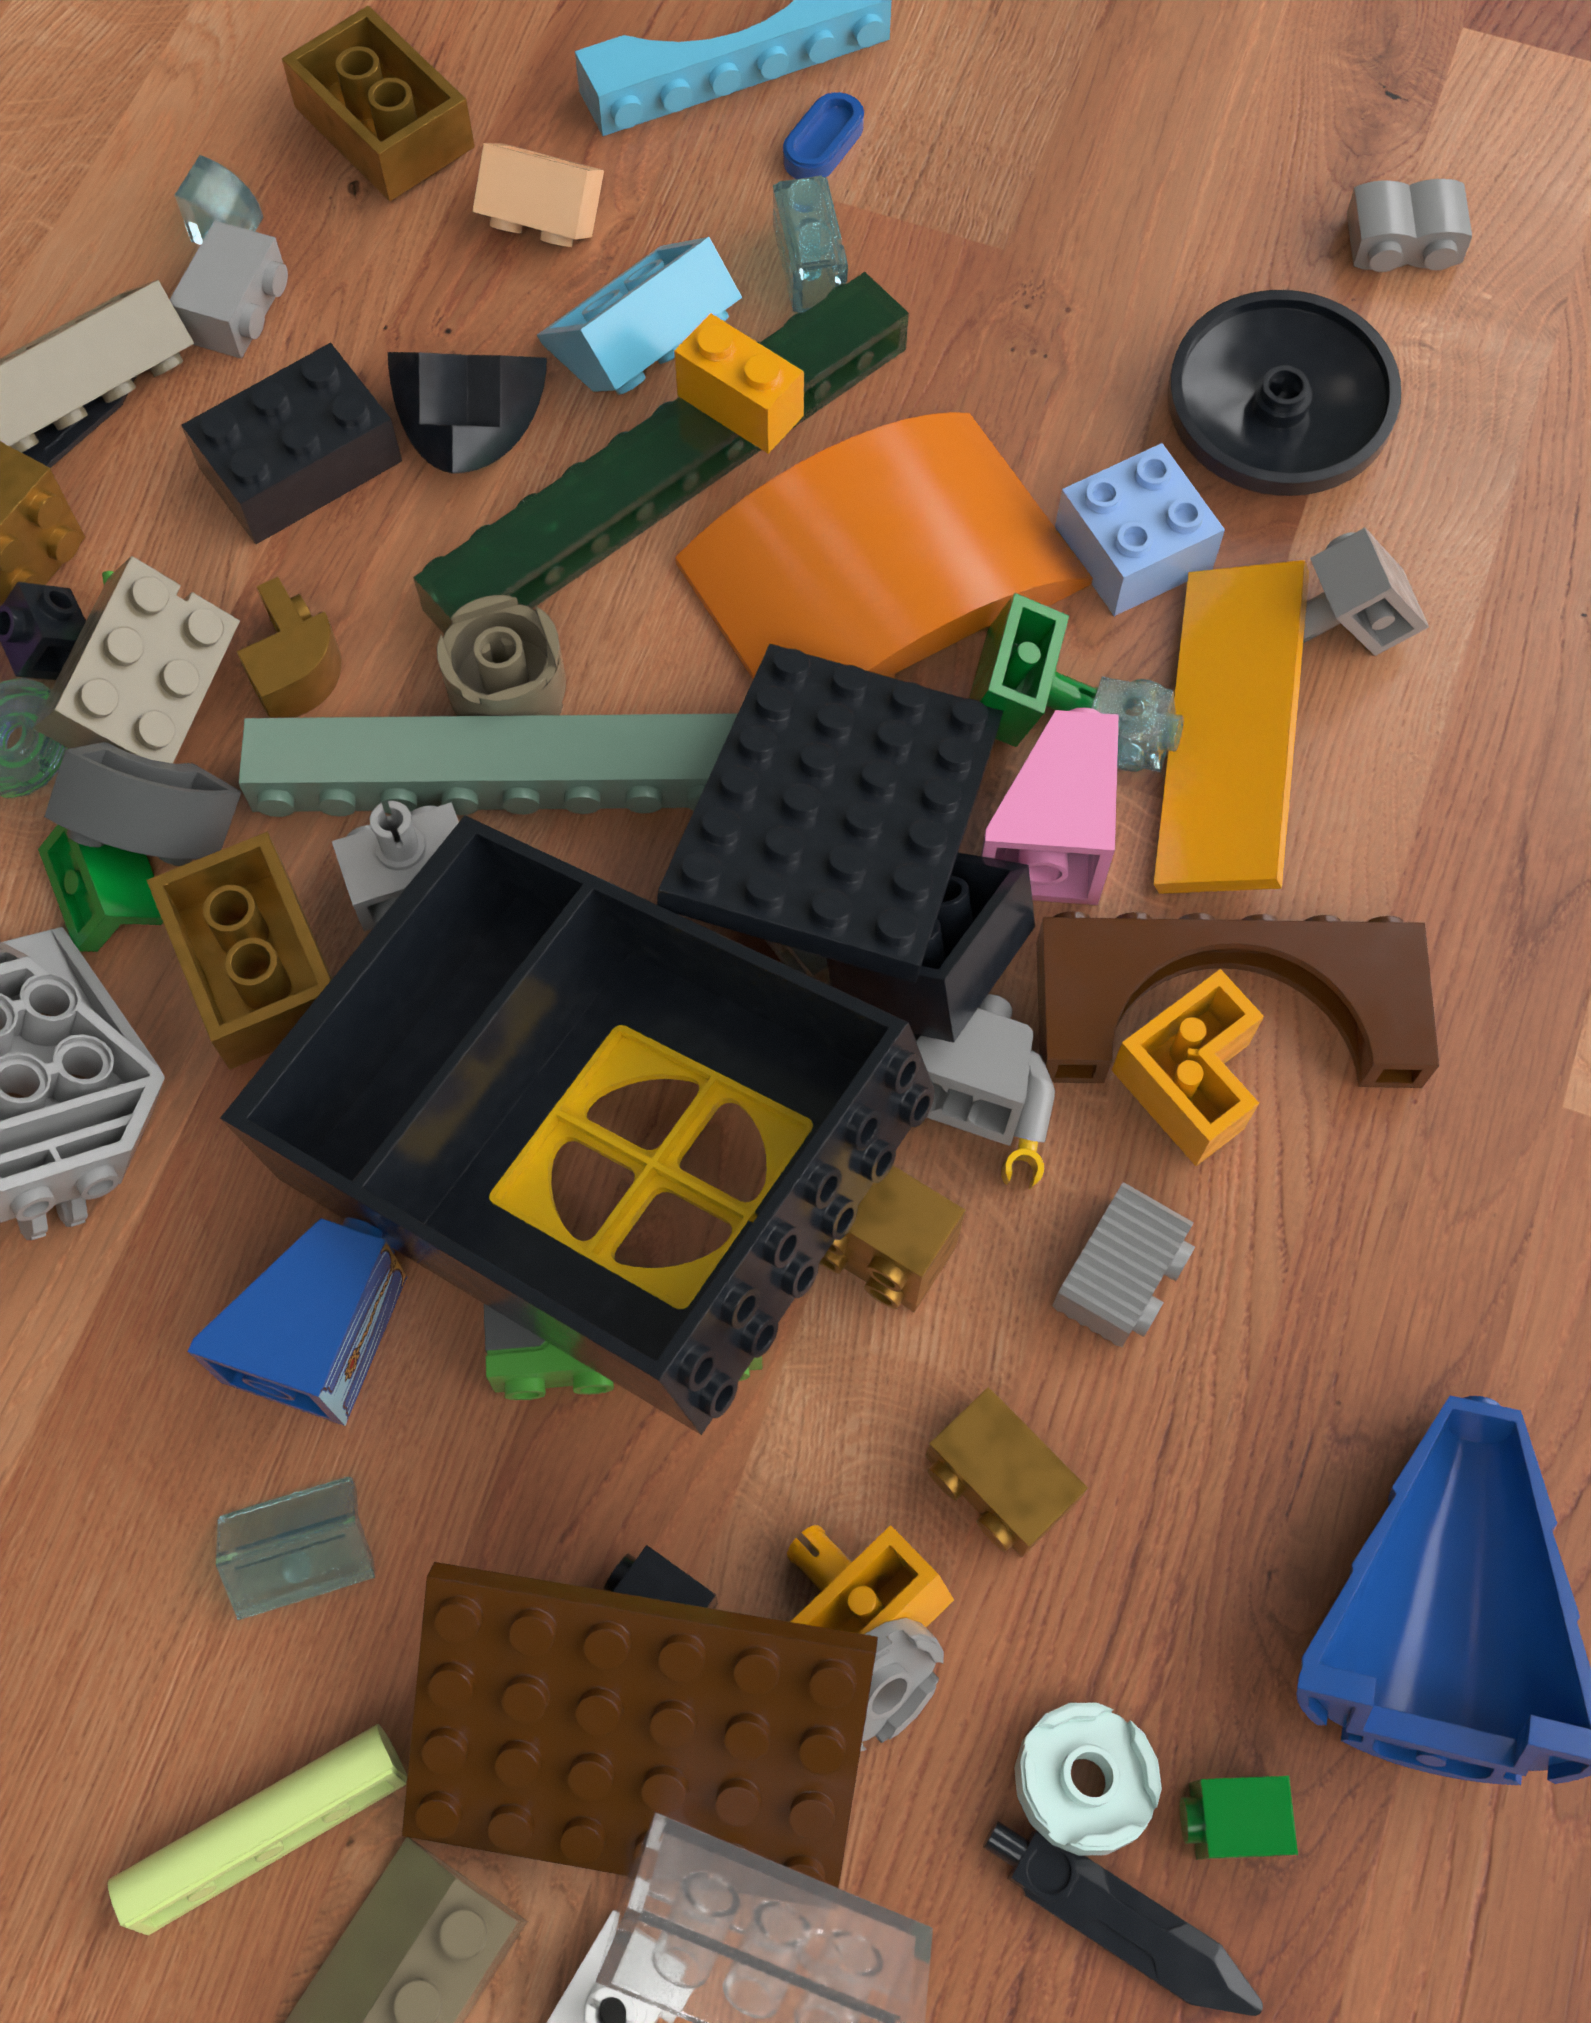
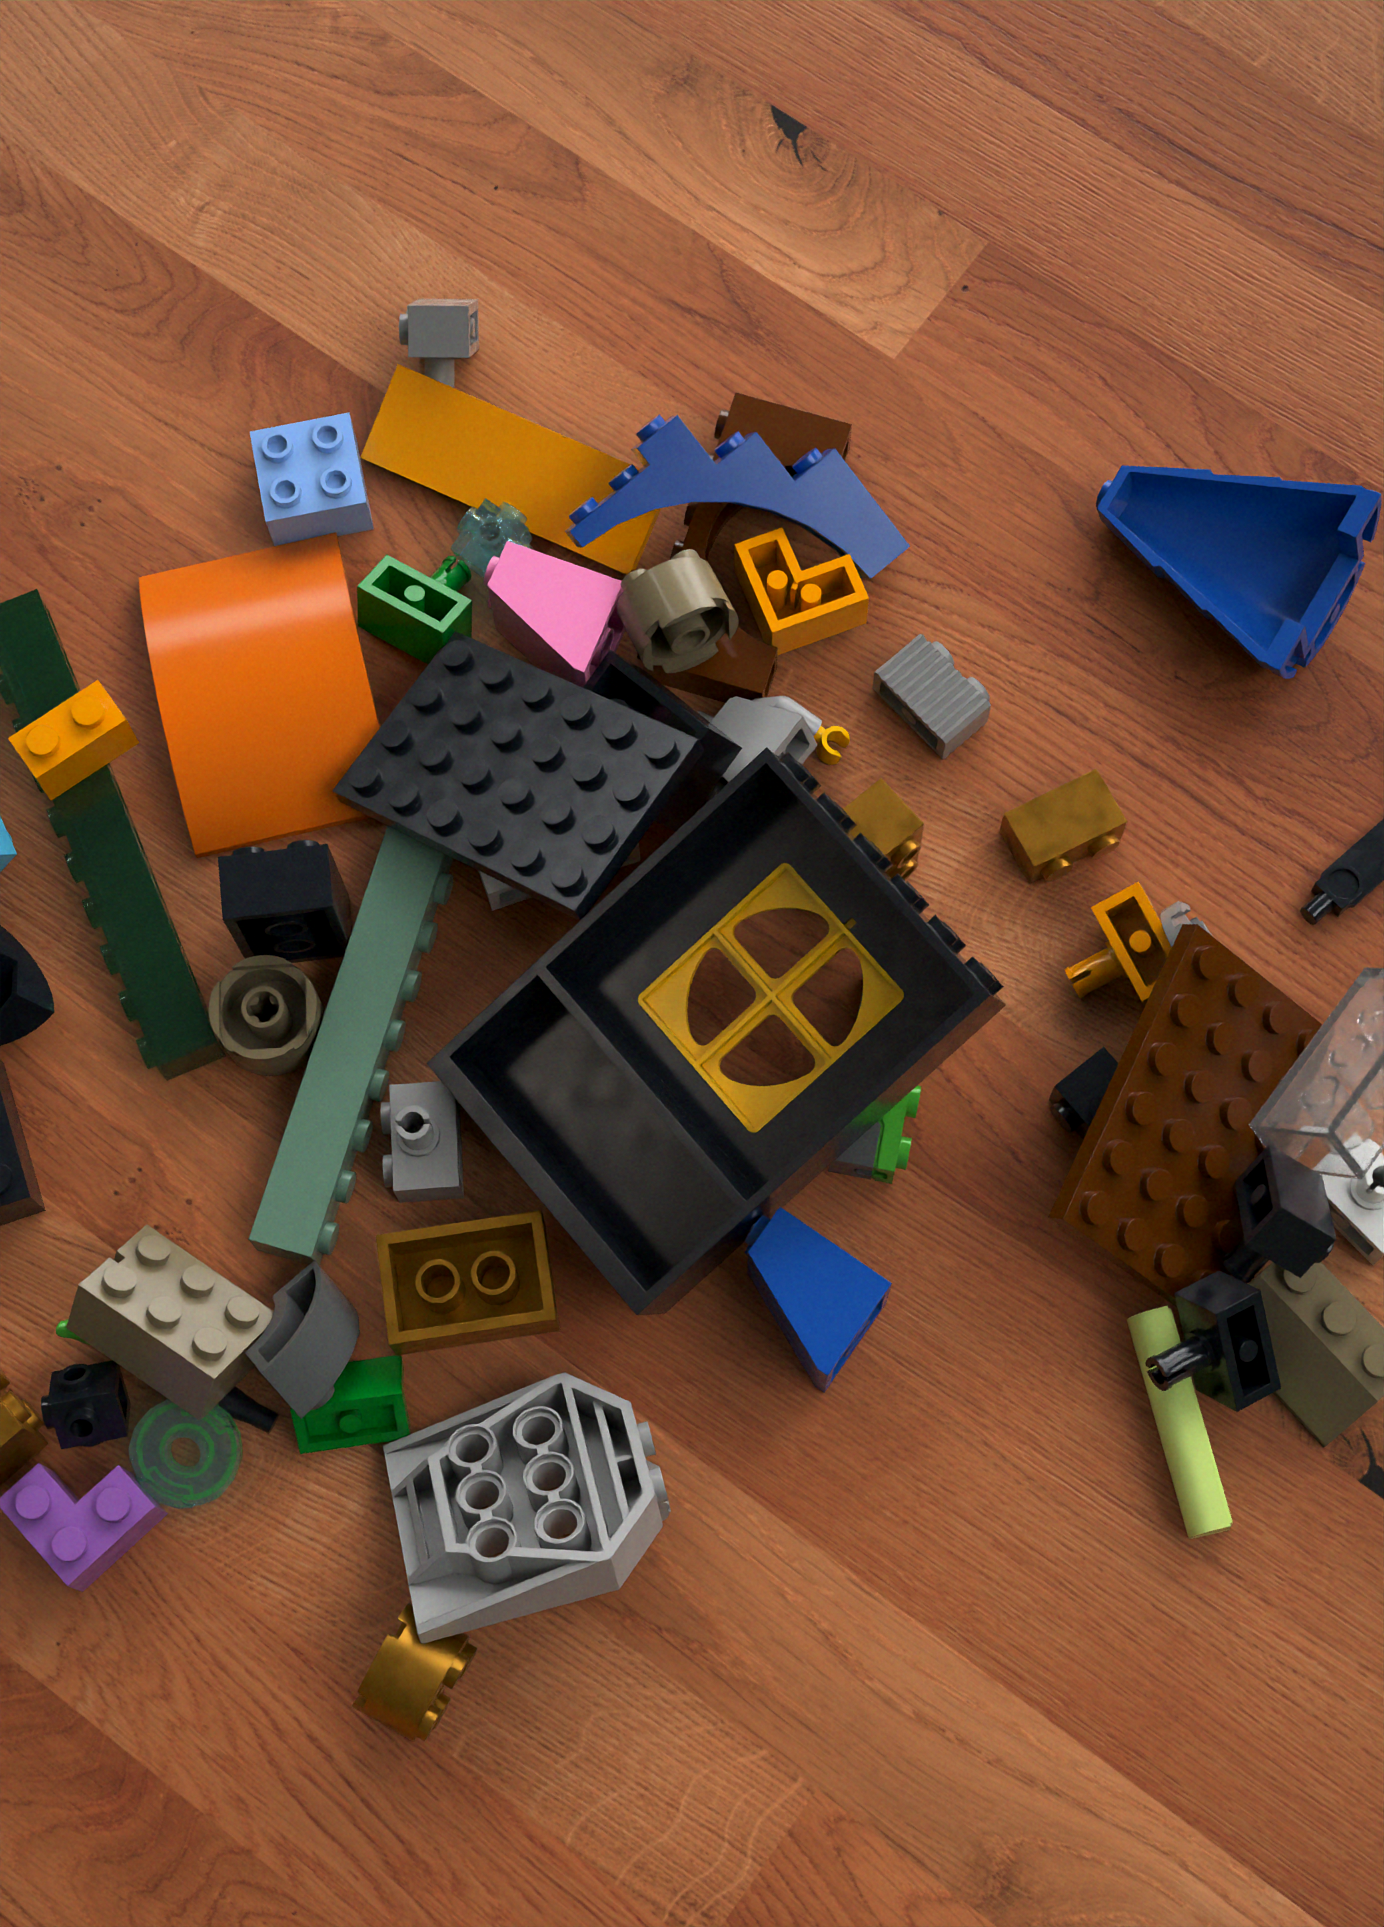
camera: 70 degrees left, 5 degrees up
(292, 1548) = (974, 1355): clear light blue panel -> none
(298, 663) = (193, 1185): pearl gold brick -> none
(355, 1848) = (1223, 1343): none -> black brick
(530, 1886) = (1281, 1217): none -> black brick
(617, 624) = (285, 902): none -> black brick
(1054, 1803) = (1283, 865): light aqua tile -> none
(1098, 919) = (676, 612): none -> dark tan brick
(1239, 1817) = (1341, 747): green brick -> none
(1284, 392) = (225, 325): black dish -> none
(1318, 1054) = (677, 470): none -> blue arch
(1409, 224) = (90, 174): light grey brick -> none

